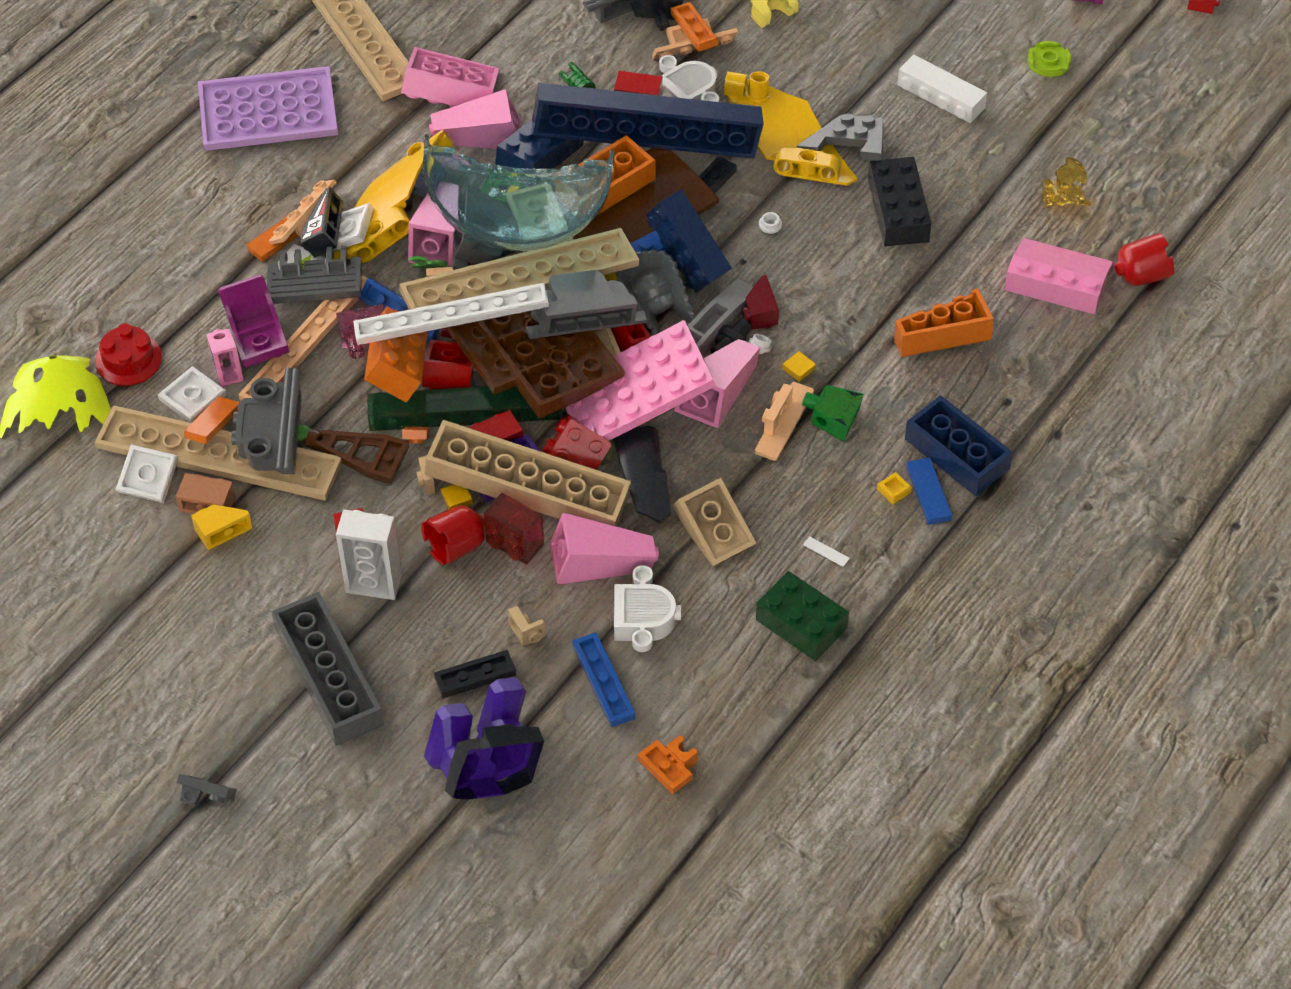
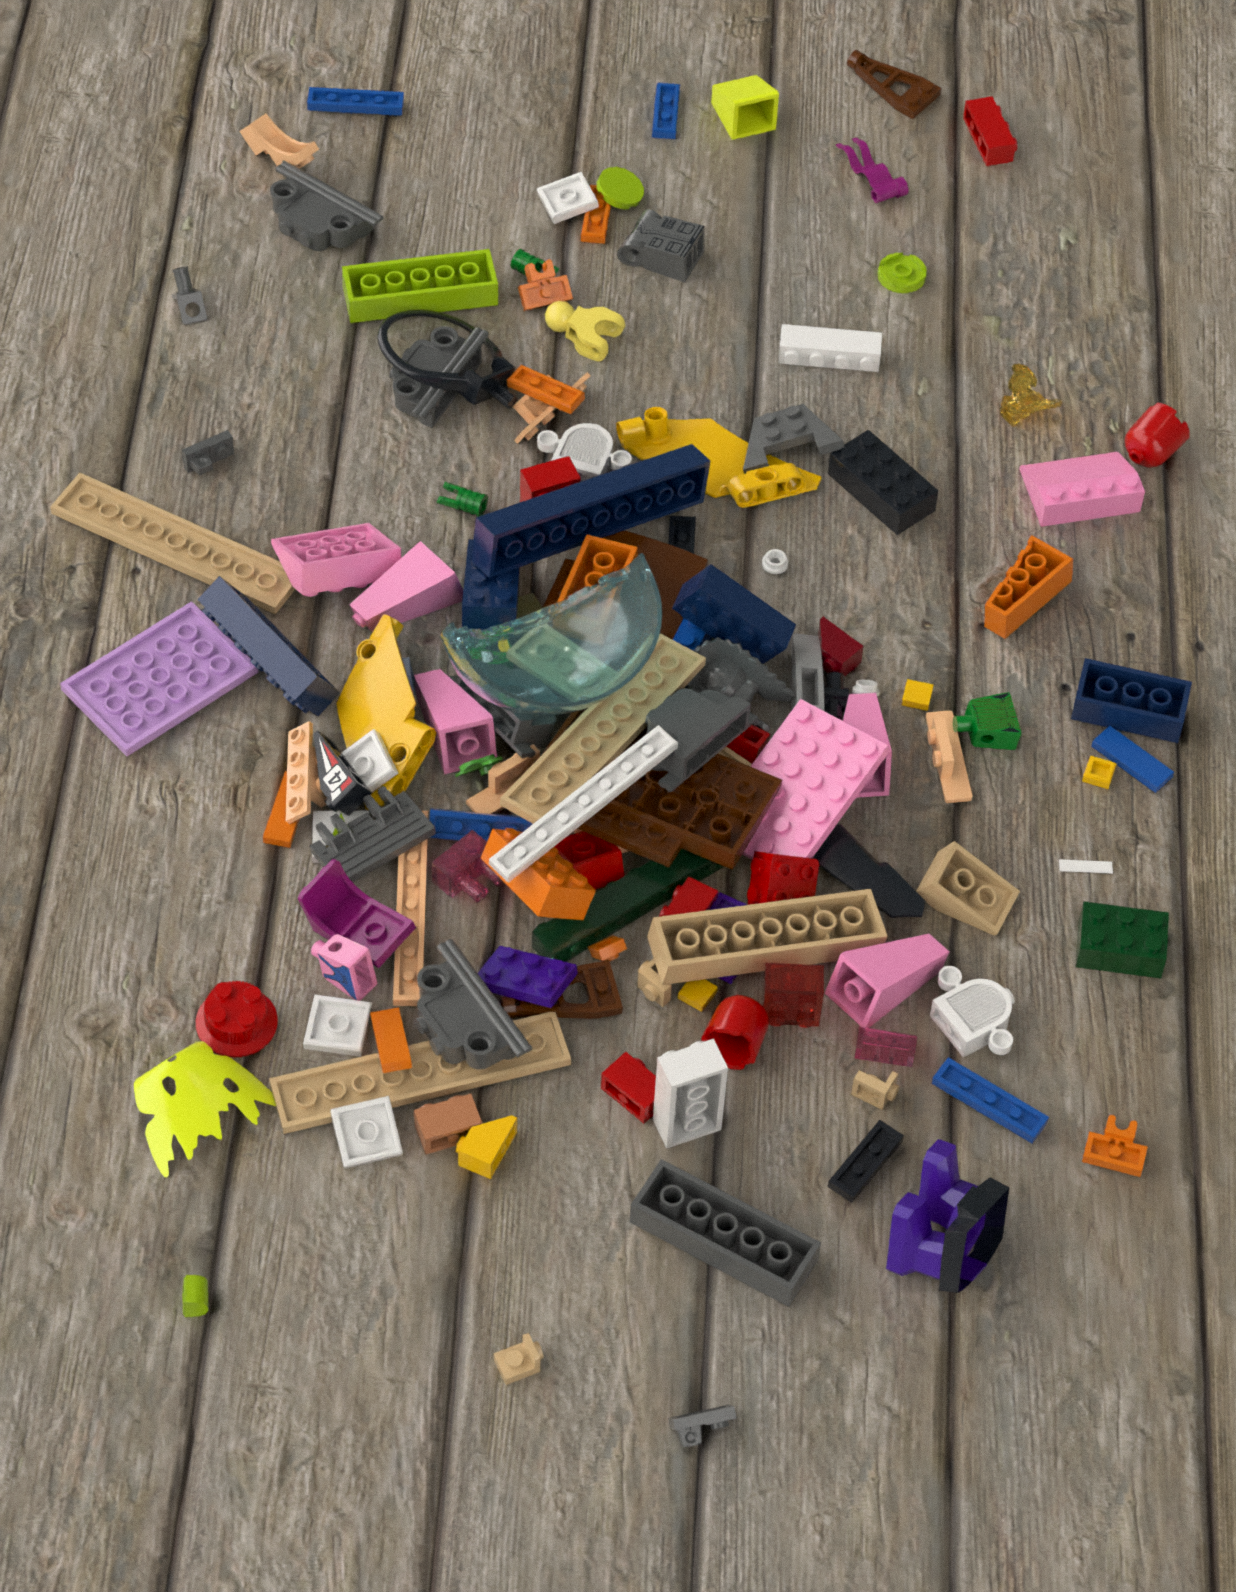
camera: 35 degrees left, 0 degrees up
(120, 680) = (519, 1360): none -> tan bracket
(339, 422) = (527, 976): none -> dark purple plate
(349, 117) = (267, 647): none -> brick
(558, 601) = (885, 1046): none -> clear pink brick

